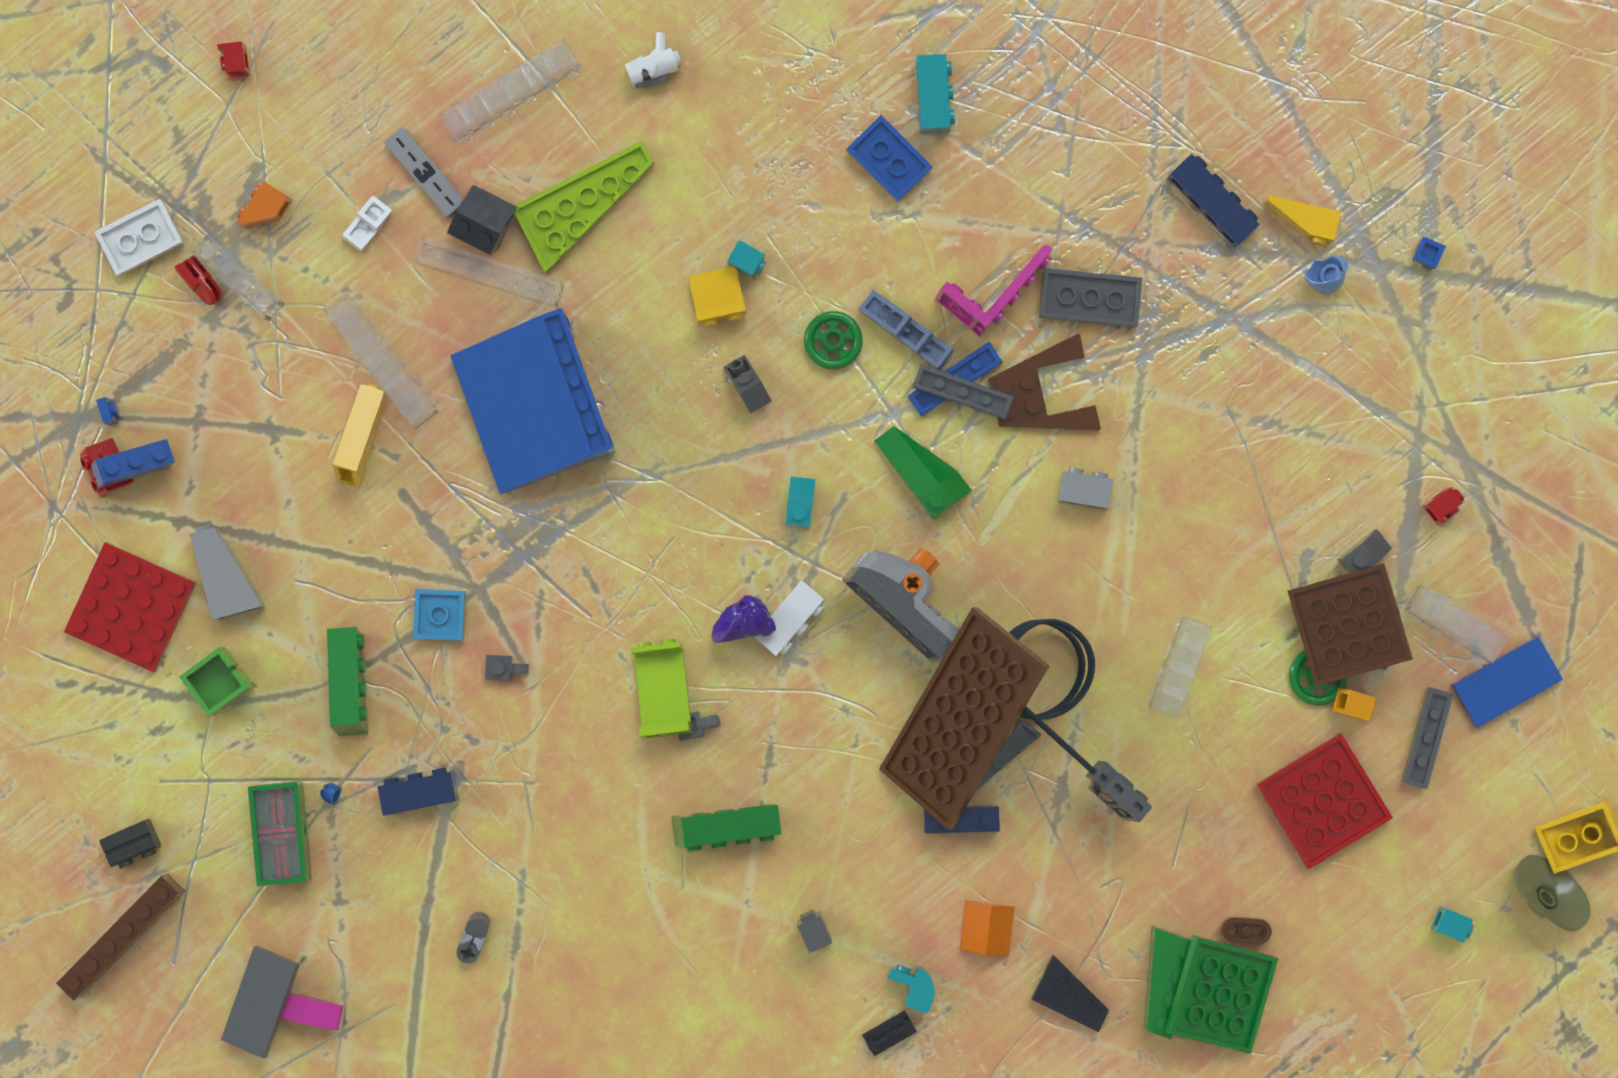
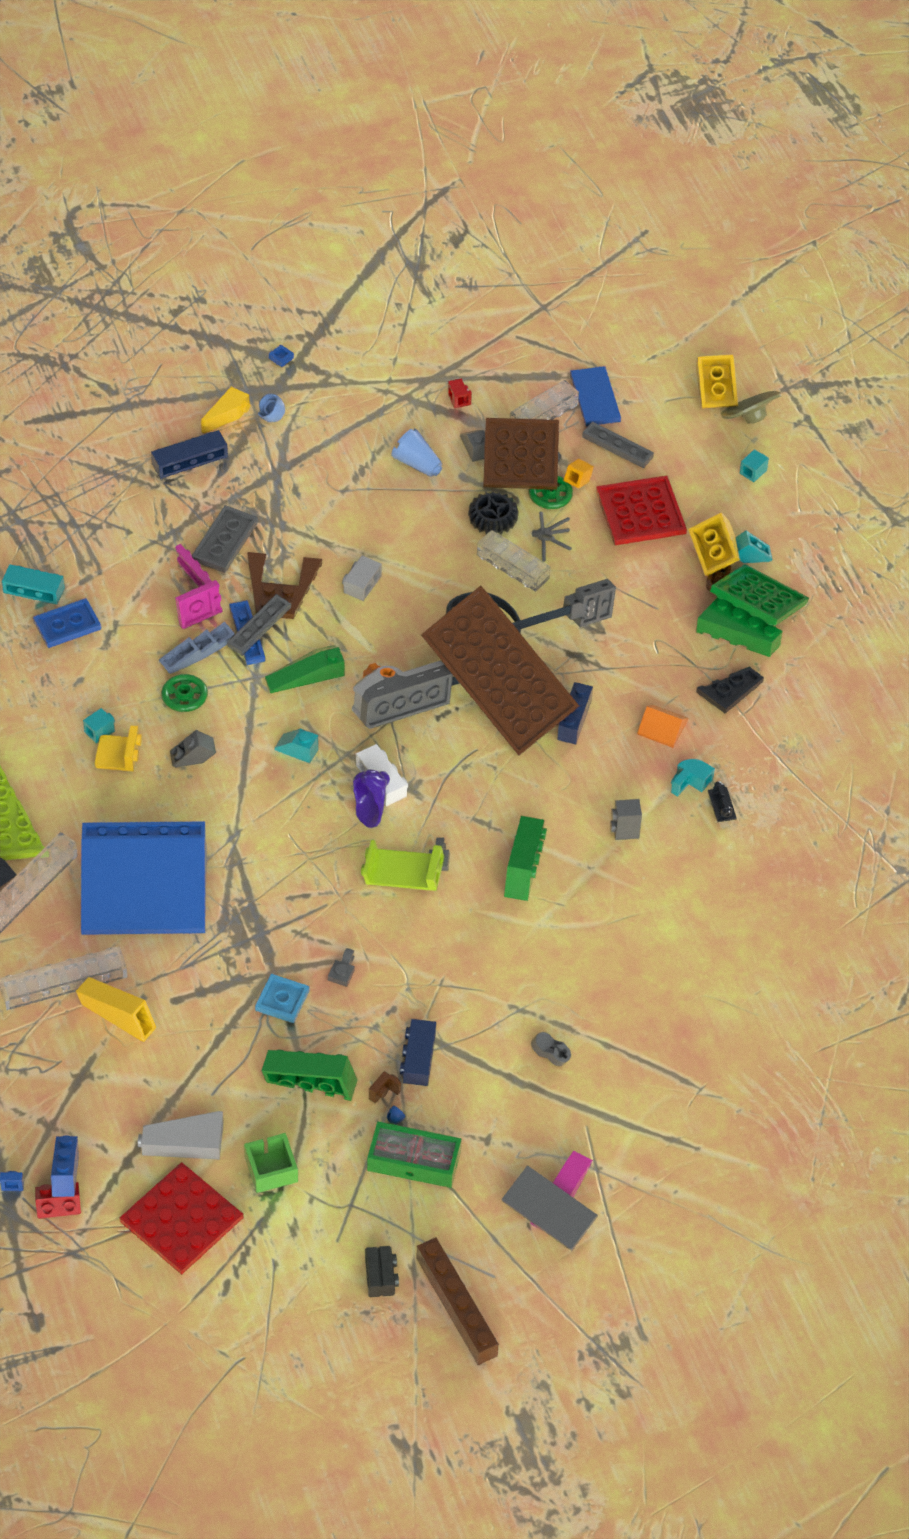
camera: 75 degrees left, 35 degrees down
(357, 765) = (382, 1085): none -> reddish brown bracket
(1237, 694) = (545, 534): none -> dark grey plant
(1268, 603) = (493, 512): none -> black gear
(1285, 917) = (715, 543): none -> yellow slope
(1304, 958) = (752, 549): none -> teal slope
(1312, 490) = (417, 453): none -> medium blue cone

